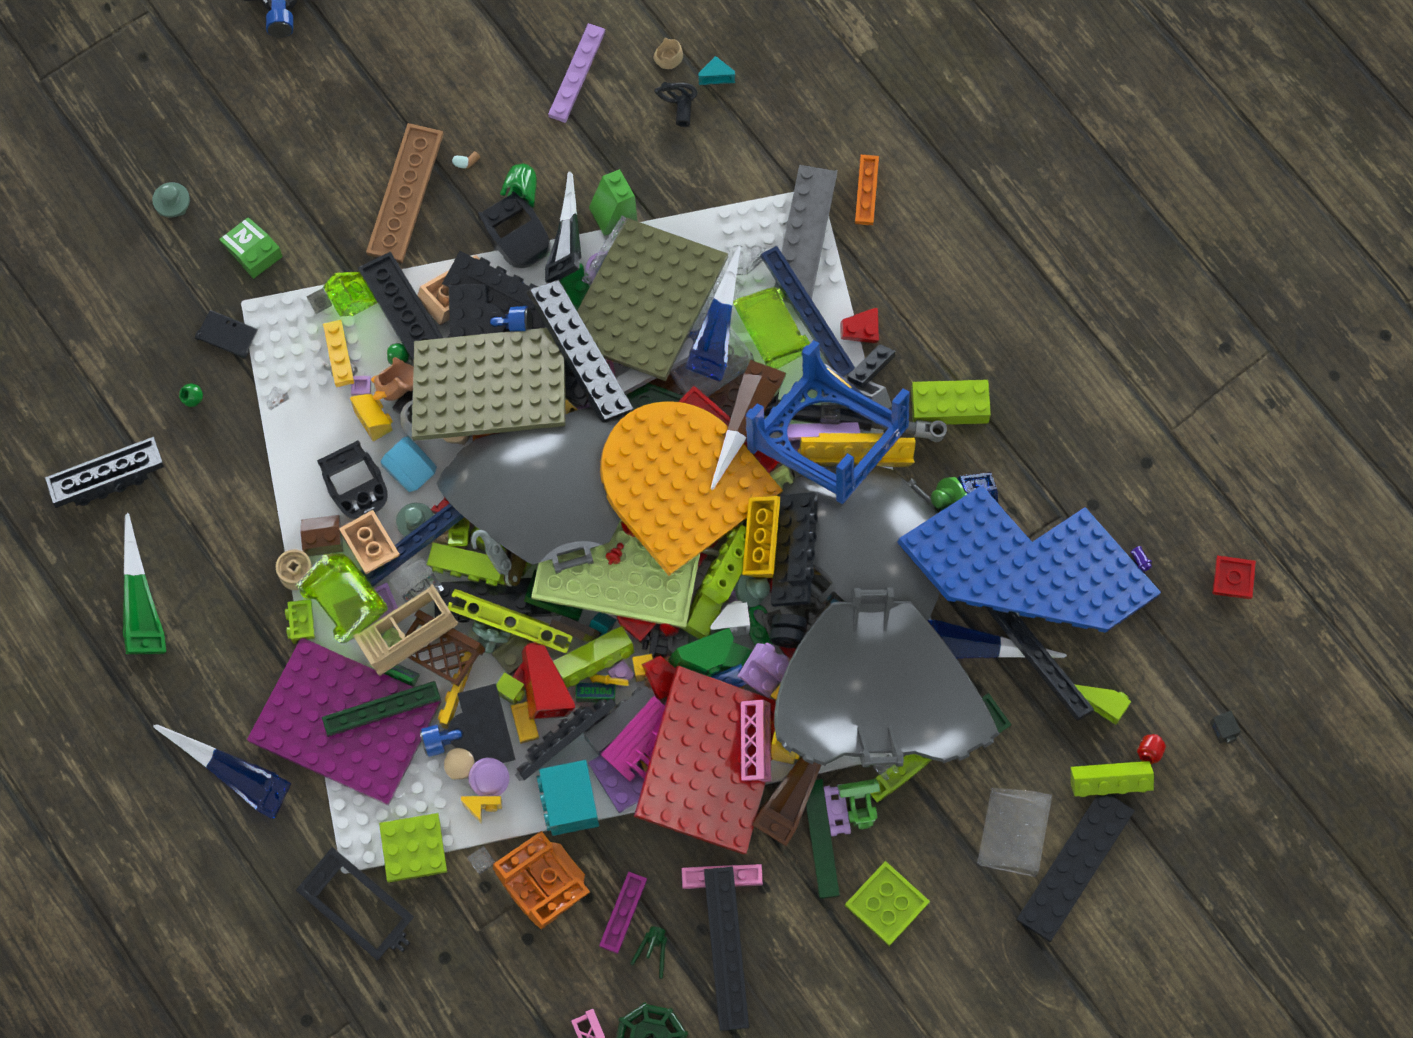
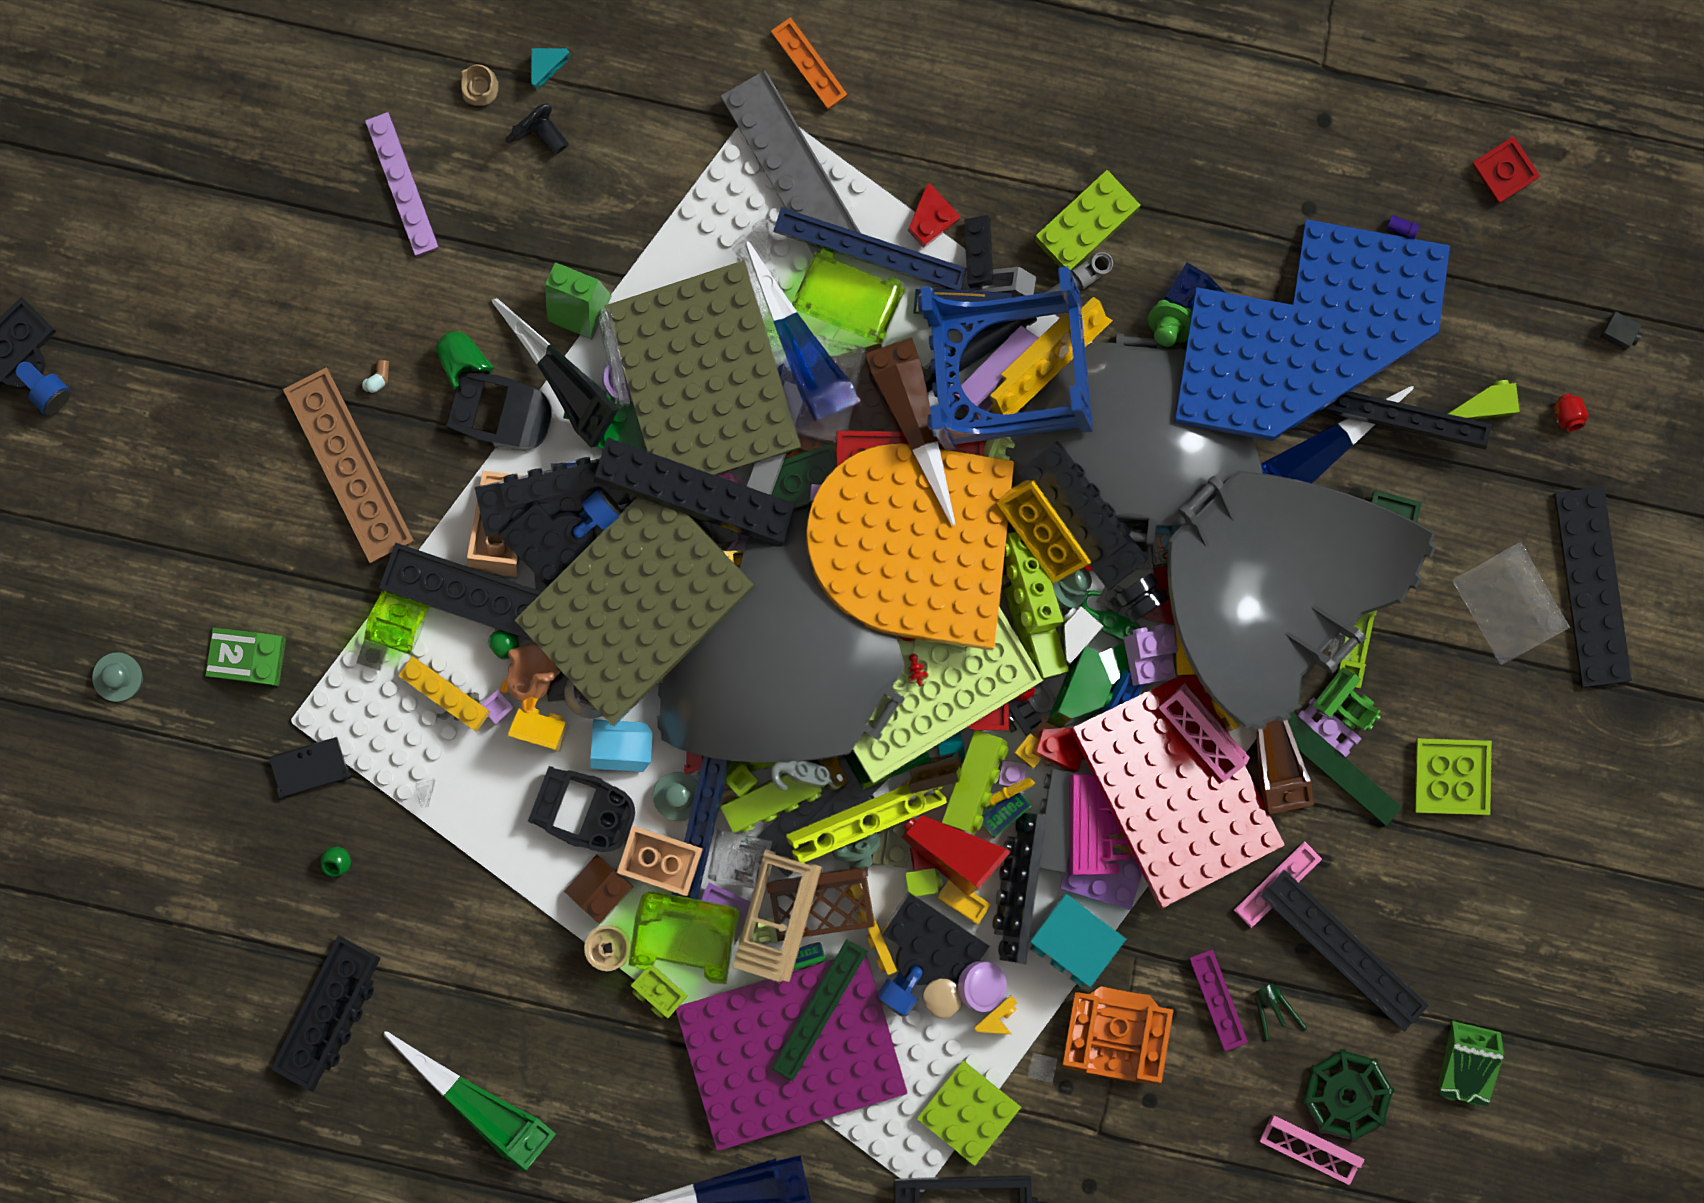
camera: 40 degrees left, 15 degrees up
(830, 414) = (990, 342): clear smoke plate -> none
(1112, 778) = (1559, 475): lime brick -> none

